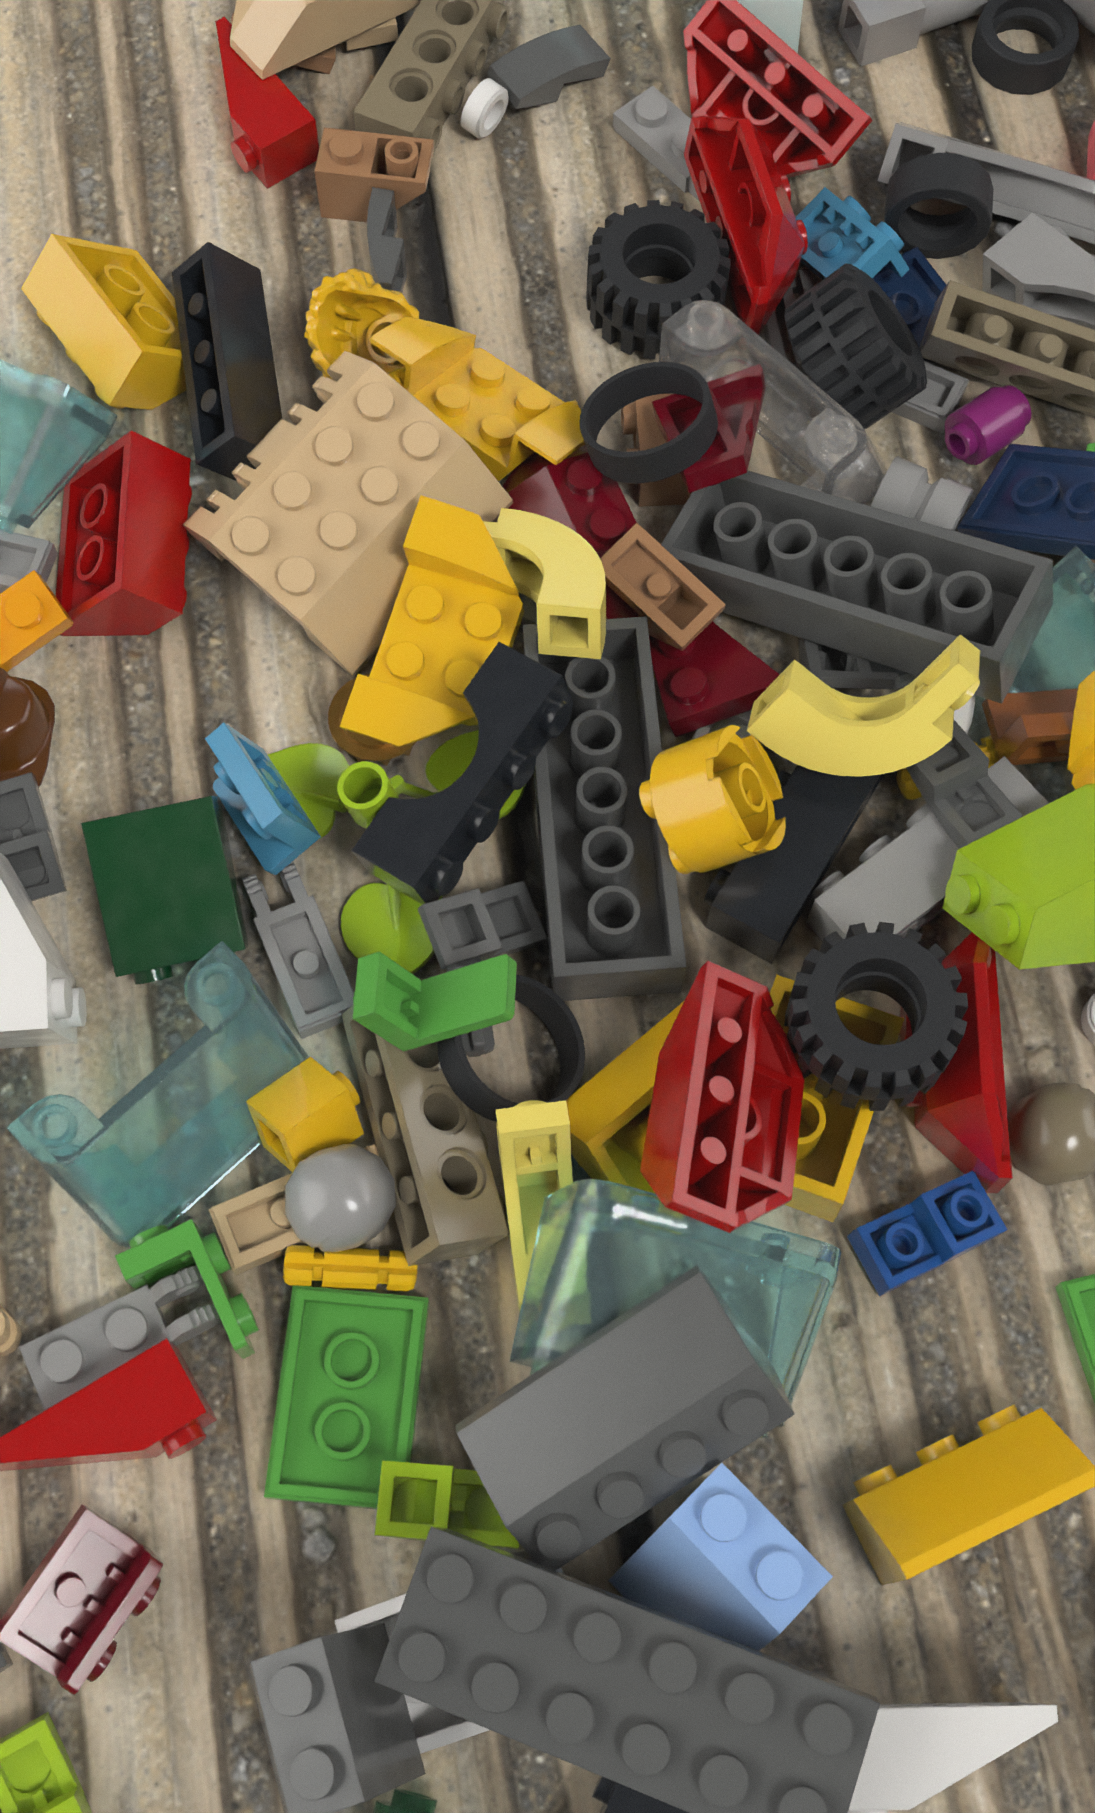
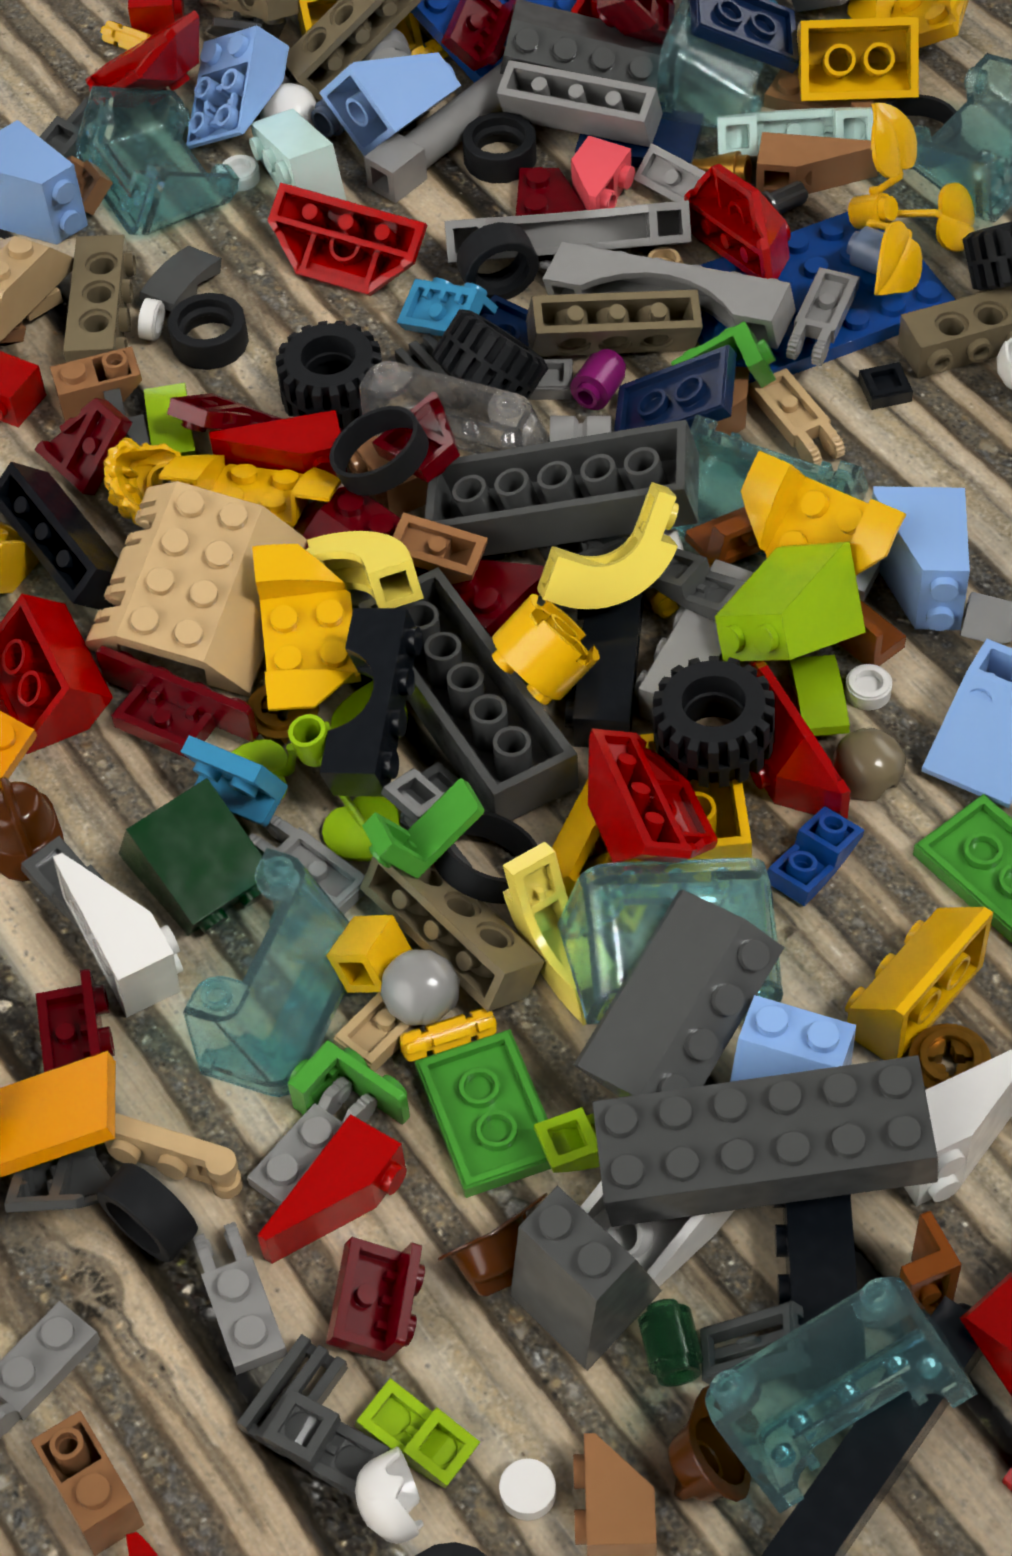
camera: 20 degrees left, 15 degrees down
(238, 659) = (169, 708): none -> dark red bracket
(256, 1609) = (490, 1259): none -> reddish brown piece
(321, 246) = (85, 443): none -> dark red wing
(439, 258) = (164, 427): none -> lime slope
(498, 275) = (214, 412): none -> dark red wing
(542, 120) = (210, 352): none -> black tyre
(551, 350) = (281, 444): none -> red slope
(658, 133) = (300, 295): light grey hinge -> none
(752, 208) = (359, 295): red wedge -> none
(983, 1607) = (963, 1045): none -> pearl gold gear
(1044, 1016) = (820, 694): none -> lime slope
(1050, 131) = (545, 192): none -> dark red wing

